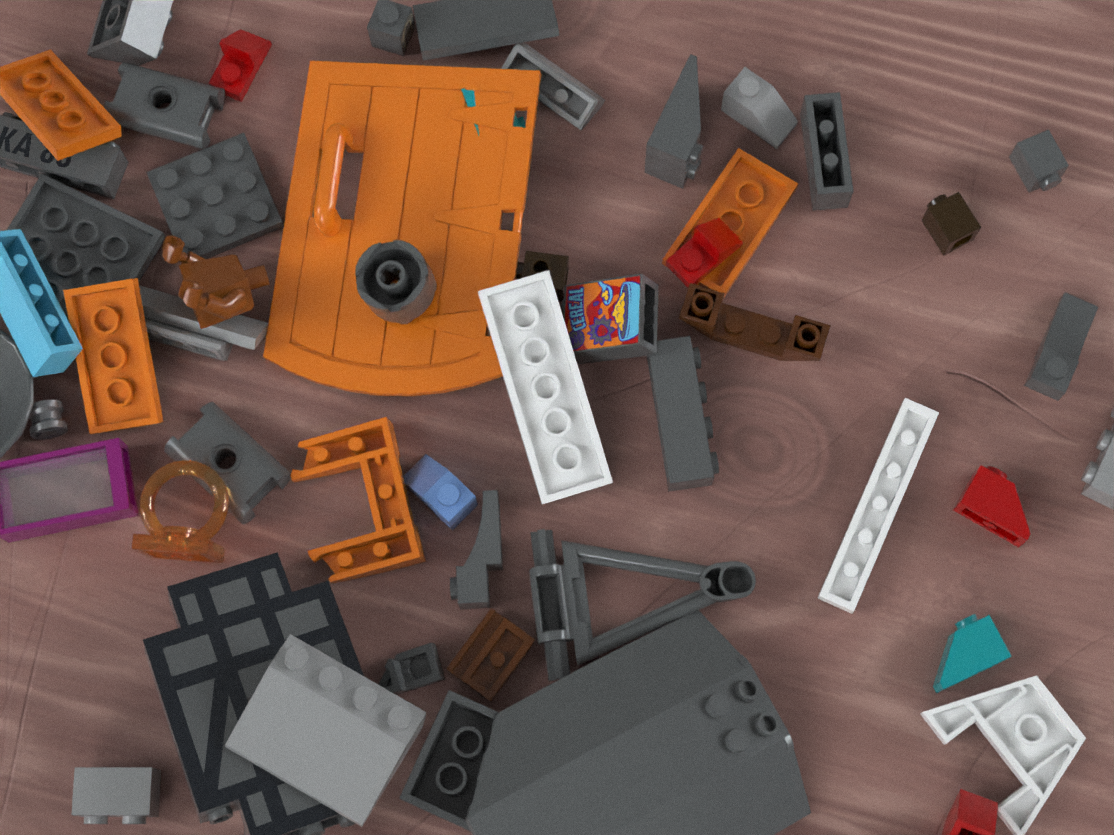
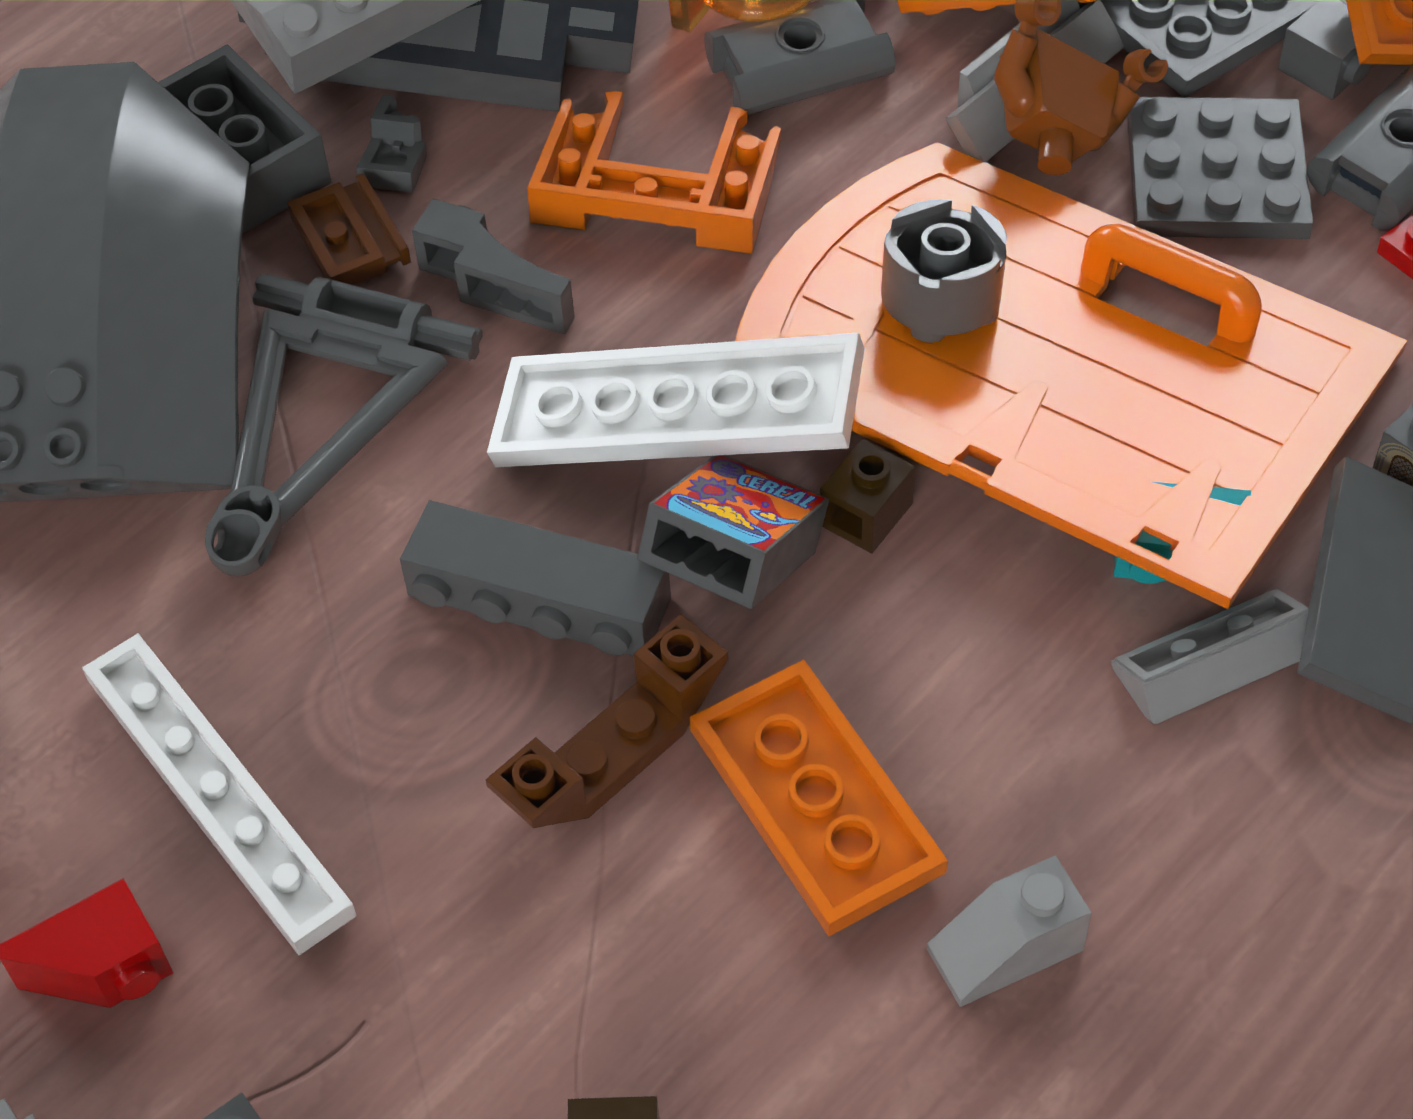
camera: 115 degrees right, 20 degrees down
(440, 491) = (609, 253): medium blue slope -> none
(674, 143) = (1027, 768): dark grey slope -> none
(704, 252) = (779, 714): red slope -> none
(826, 151) = (862, 987): dark grey brick -> none

